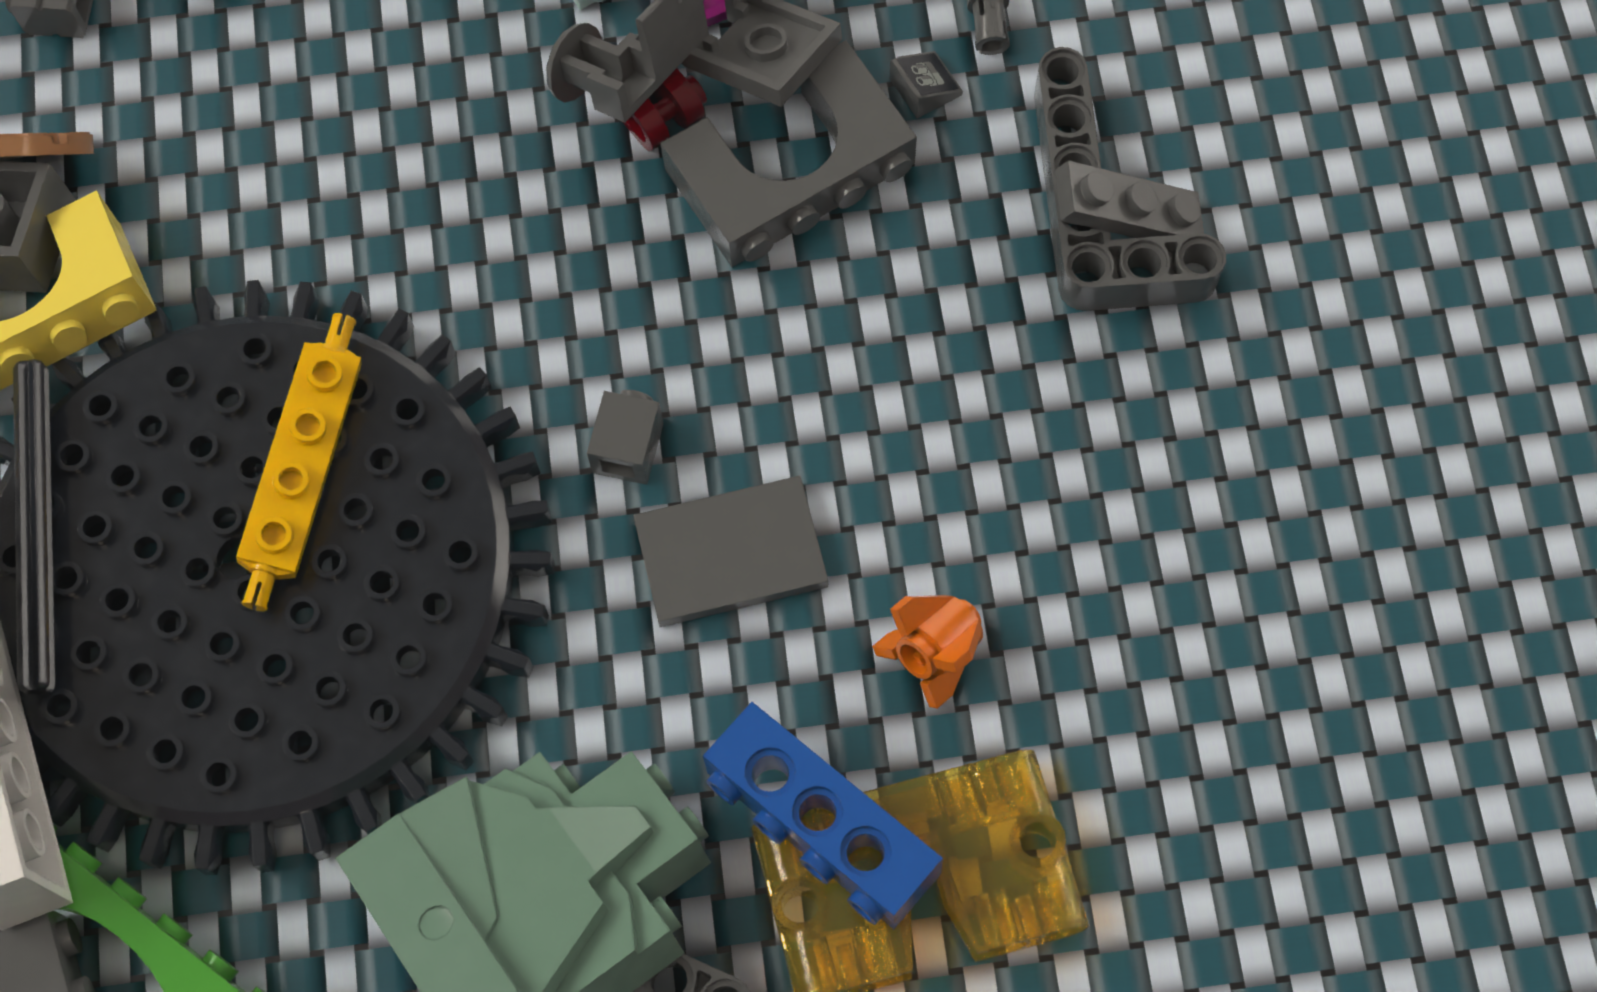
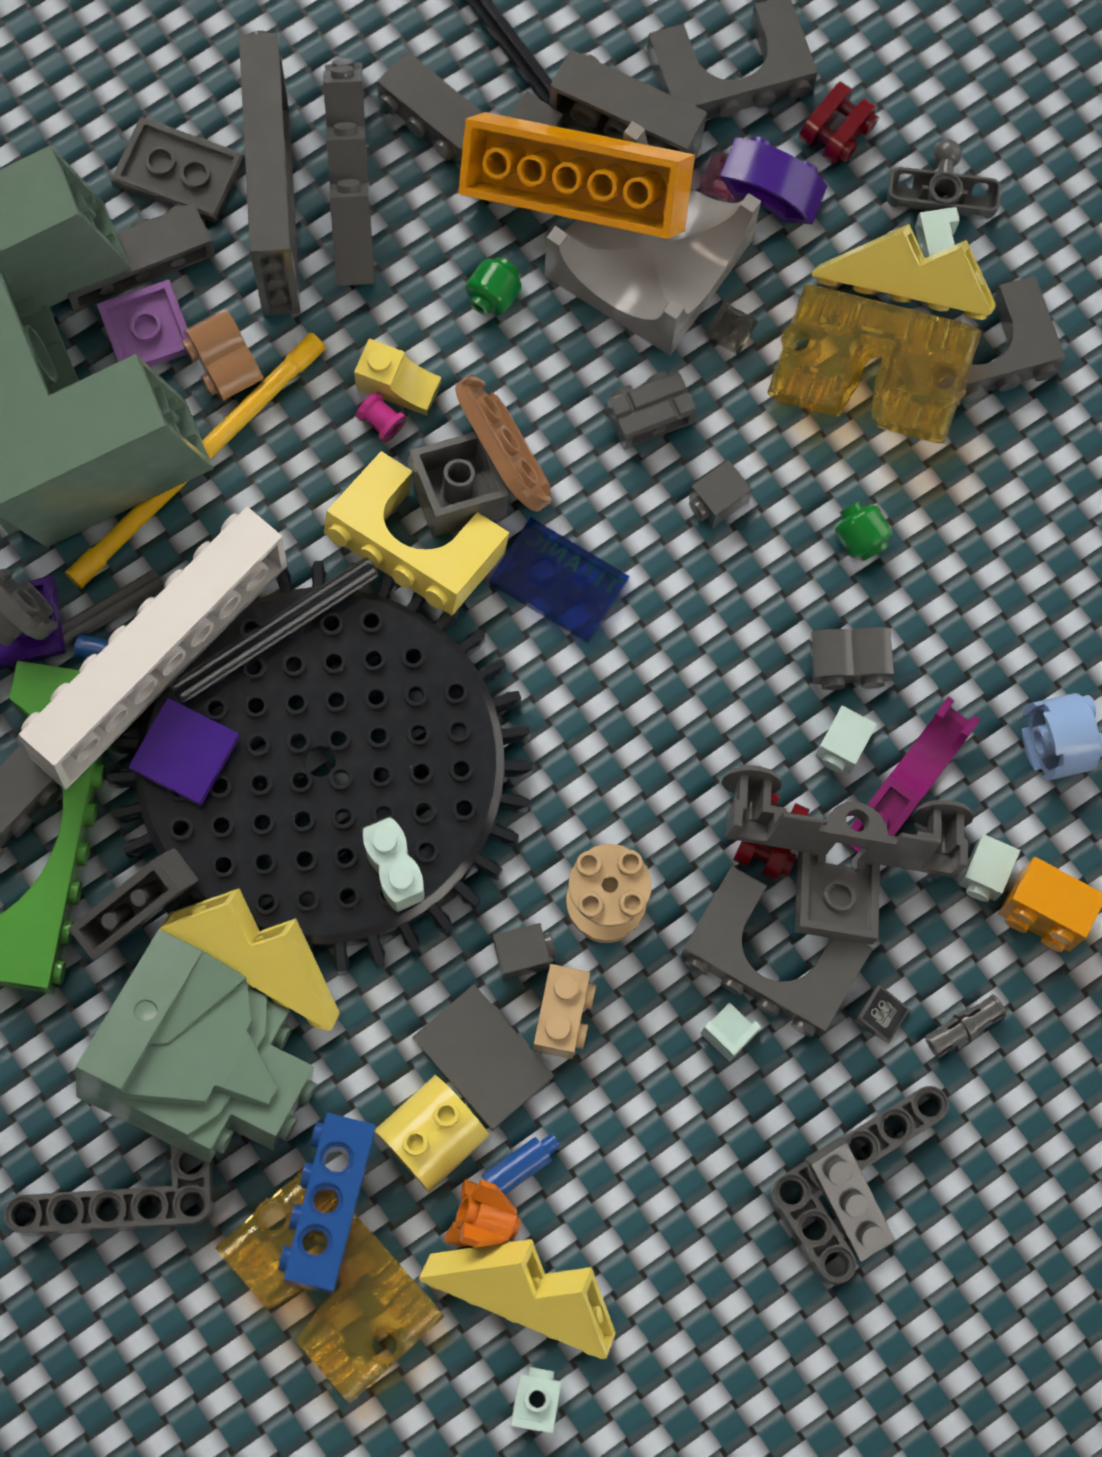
camera: 55 degrees right, 5 degrees up
(119, 718) = (184, 751): none -> dark purple tile
(193, 180) = (559, 580): none -> clear blue tile
(281, 884) = (133, 903): none -> dark grey brick
(298, 462) = (395, 763): yellow plate -> none
(414, 519) = (397, 871): none -> light aqua brick
(456, 736) = (271, 959): none -> light yellow slope
(613, 289) = (608, 892): none -> tan piece
(727, 423) = (561, 1011): none -> tan brick
(792, 652) = (432, 1133): none -> light yellow brick
(858, 251) = (730, 1031): none -> light aqua panel
(888, 564) = (522, 1163): none -> blue cylinder
(1038, 646) = (514, 1285): none -> light yellow slope
(1196, 711) = (536, 1418): none -> light aqua brick

